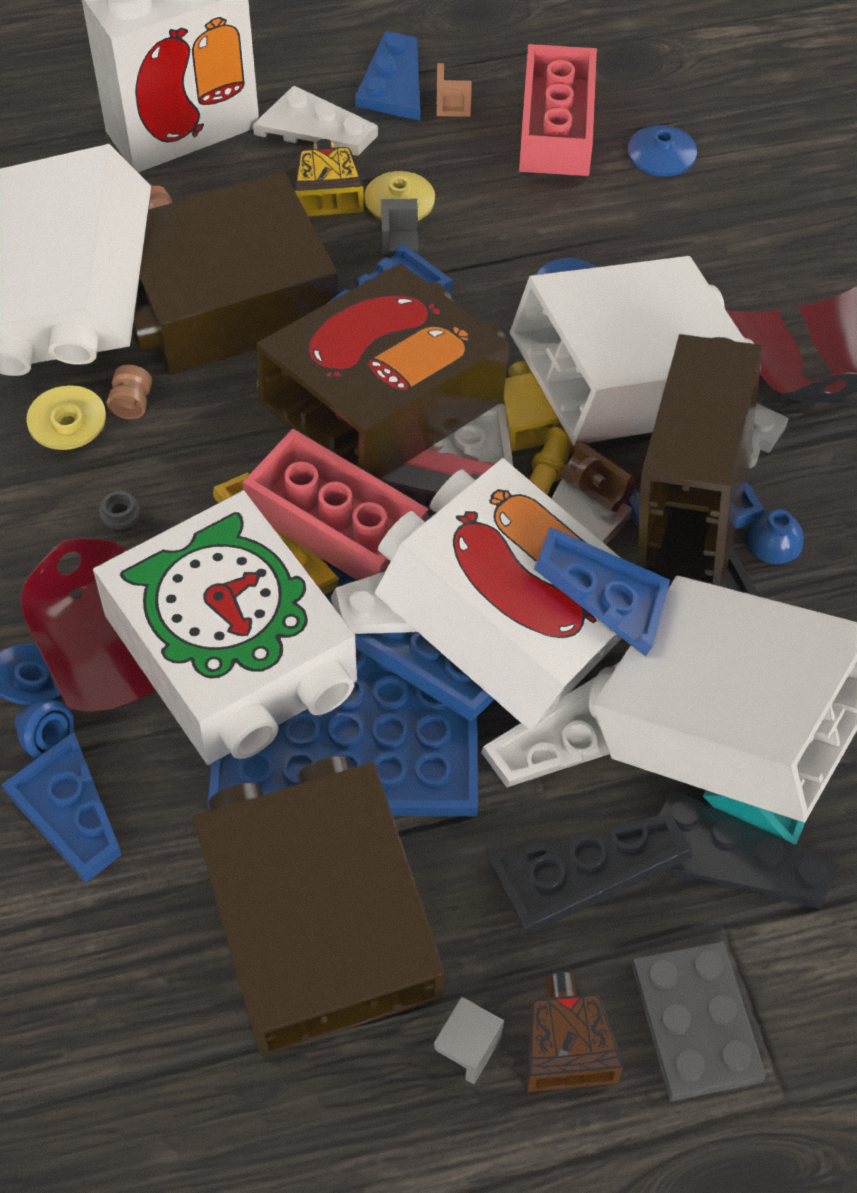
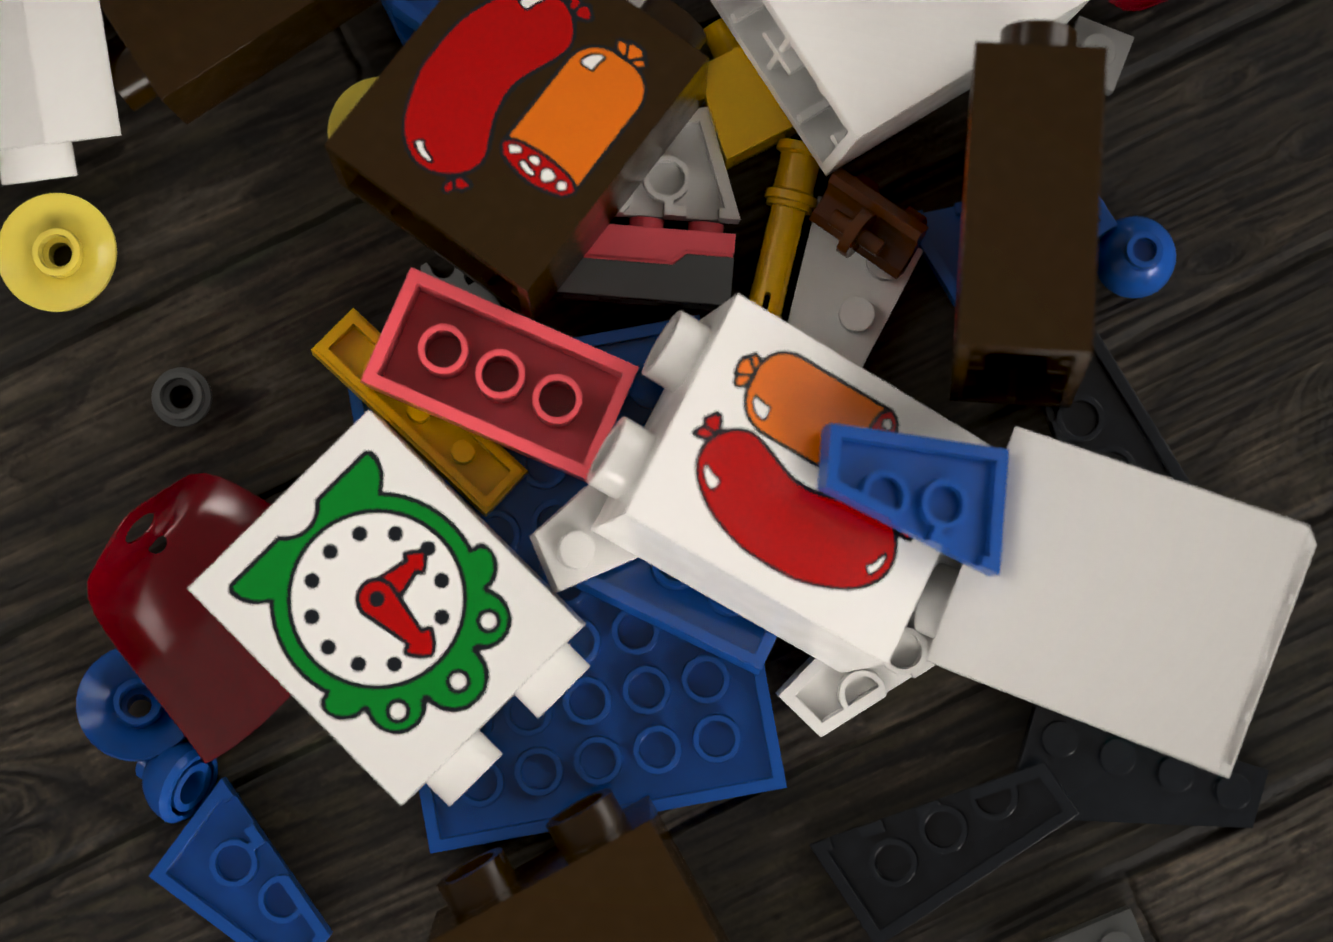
camera: 10 degrees left, 30 degrees up
(129, 392) = (137, 184): nougat wheel -> none

